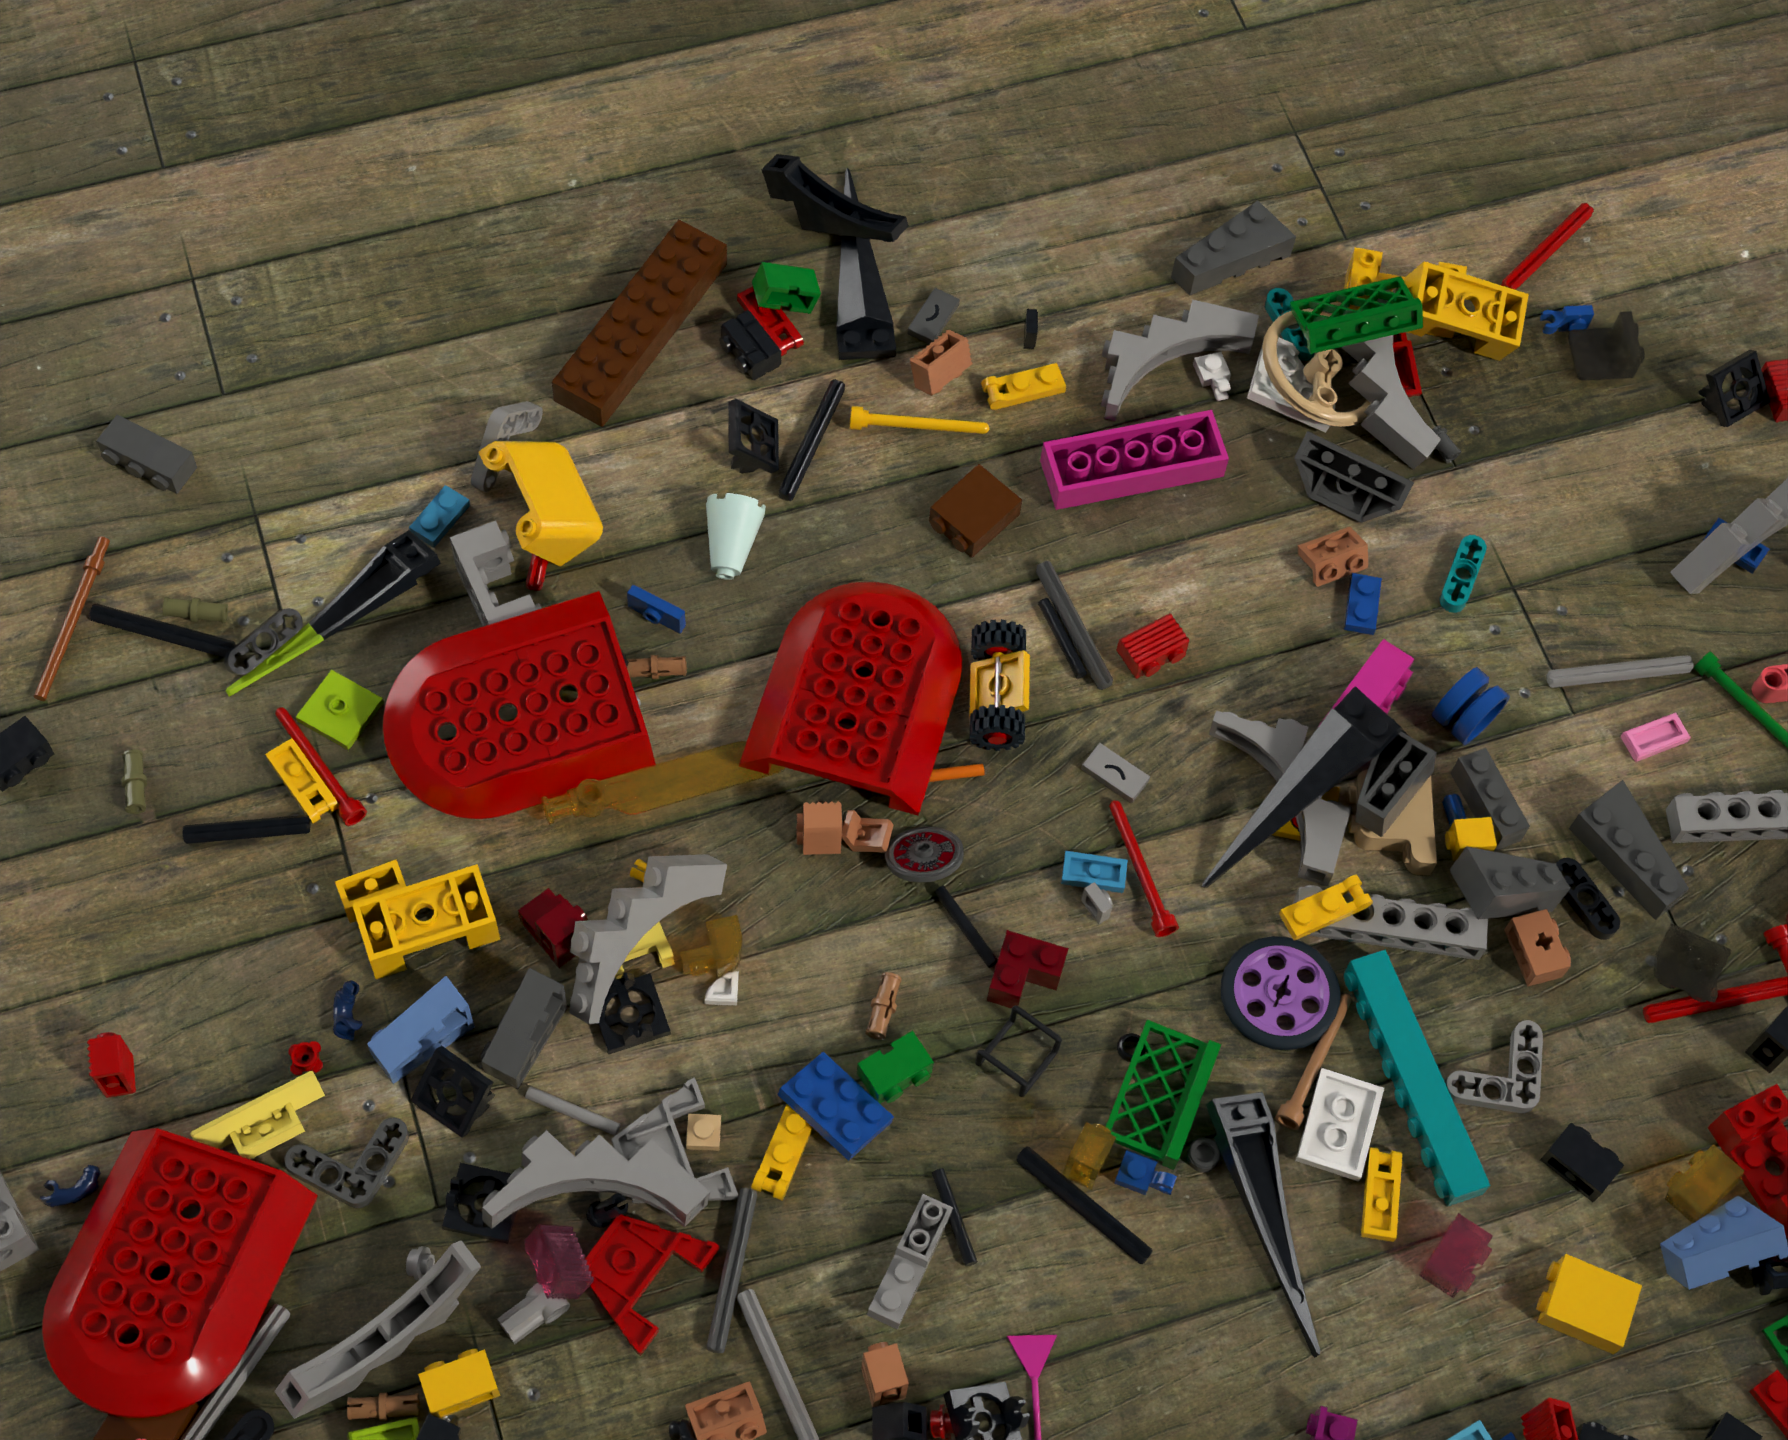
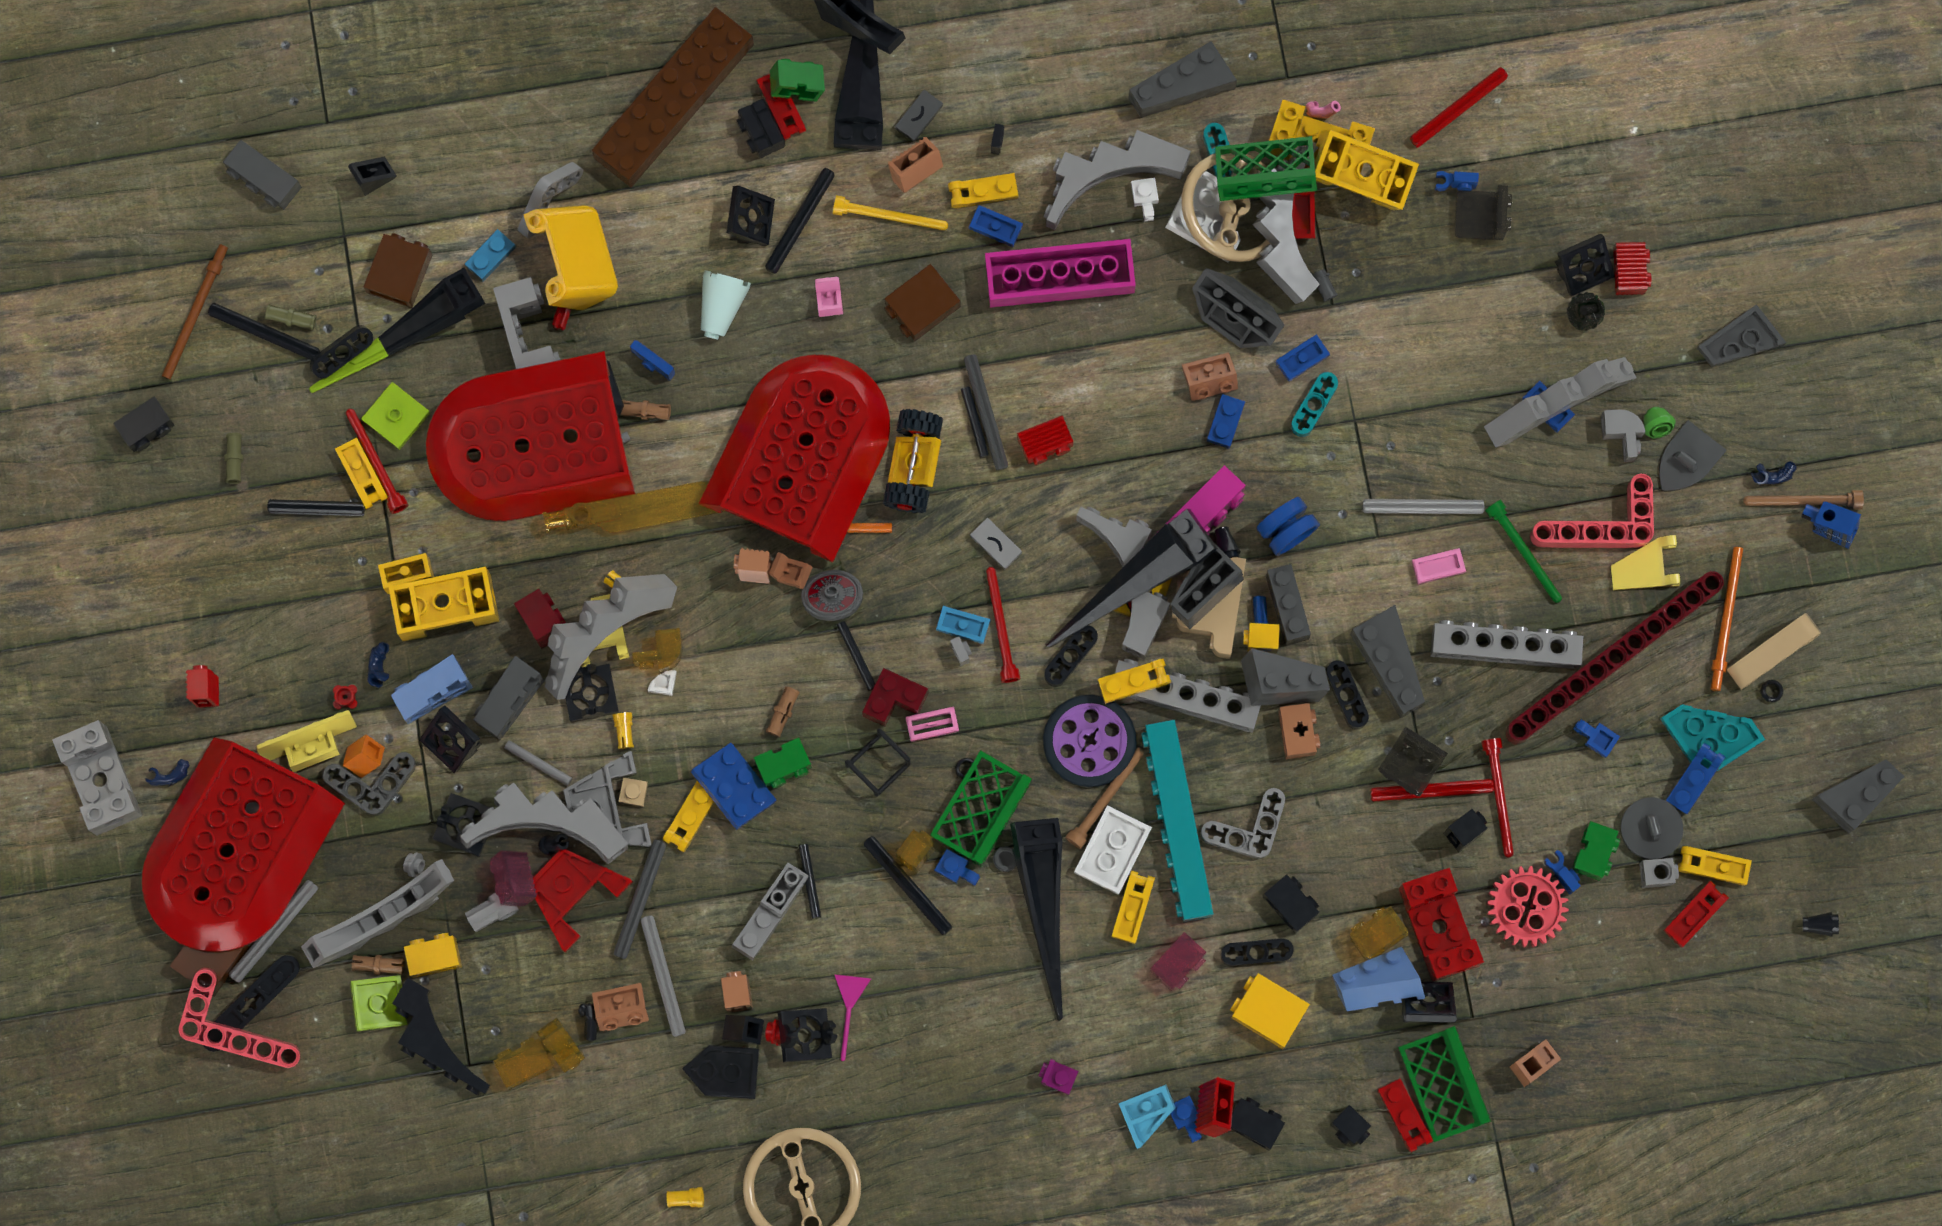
camera: 15 degrees right, 15 degrees up
(282, 441) = (372, 174): none -> black slope
(326, 542) = (398, 270): none -> reddish brown brick
(337, 1130) = (363, 756): none -> orange panel
(679, 1046) = (623, 725): none -> yellow pin
(861, 515) = (828, 296): none -> bright pink bracket
(1046, 420) = (996, 226): none -> blue plate
(1052, 1007) = (909, 719): none -> bright pink tile
(1223, 899) = (1064, 674): none -> black beam
(1399, 266) = (1325, 112): none -> bright pink arm
(1437, 523) = (1302, 358): none -> blue plate
(1572, 1216) = (1276, 957): none -> black beam
(1751, 437) = (1585, 311): none -> clear smoke piece

